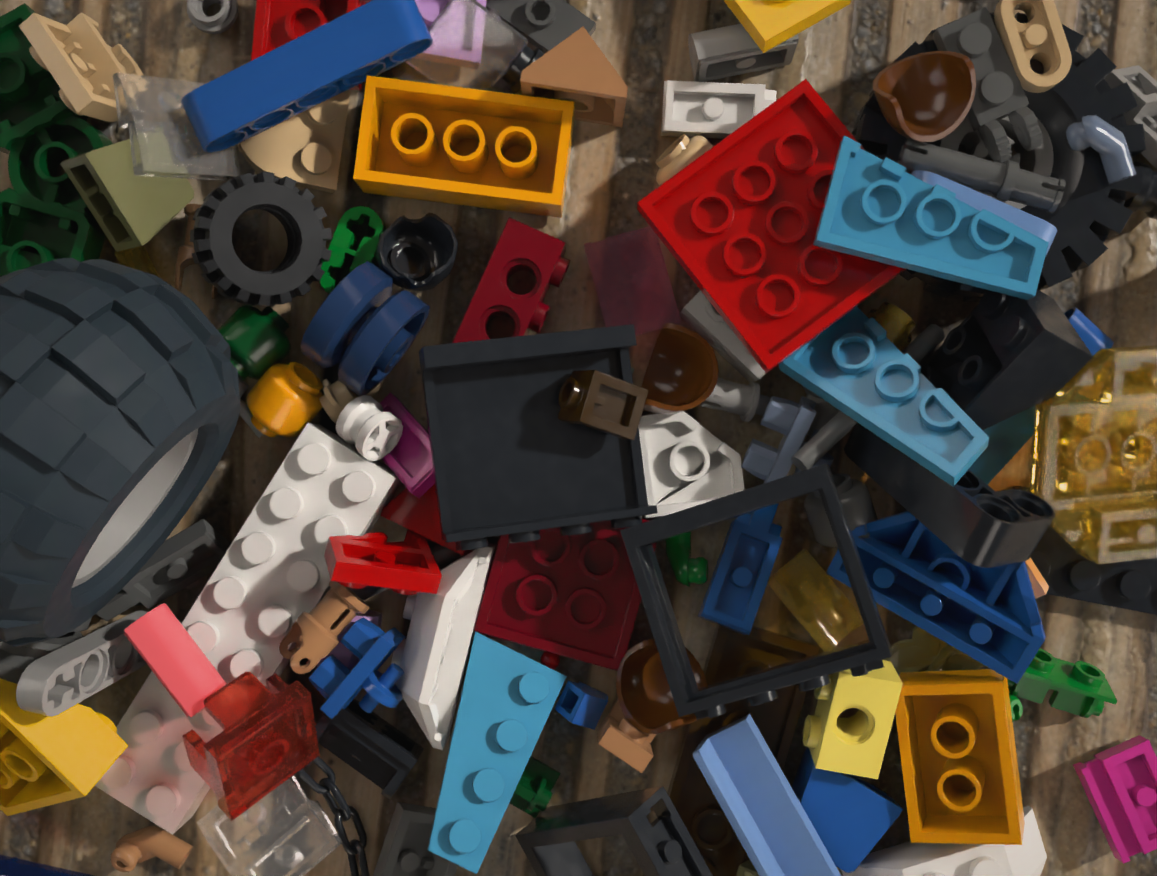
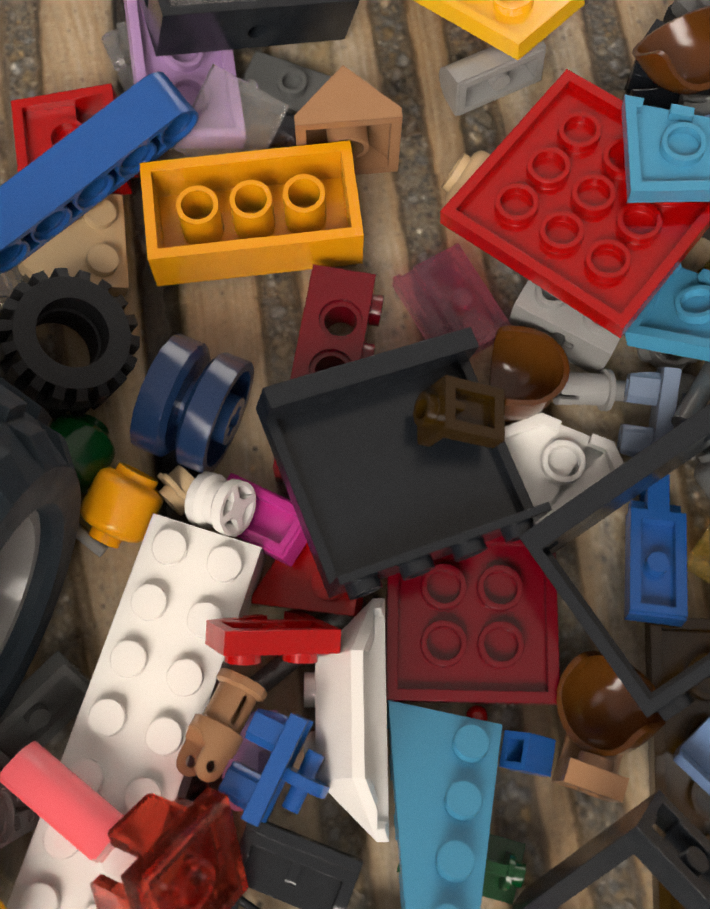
camera: 15 degrees left, 15 degrees down
(345, 240) = (149, 334): green beam -> none
(417, 252) = (229, 322): black hair -> none
(686, 569) = (591, 573): green arm -> none
(711, 107) = (474, 127): white hinge -> none

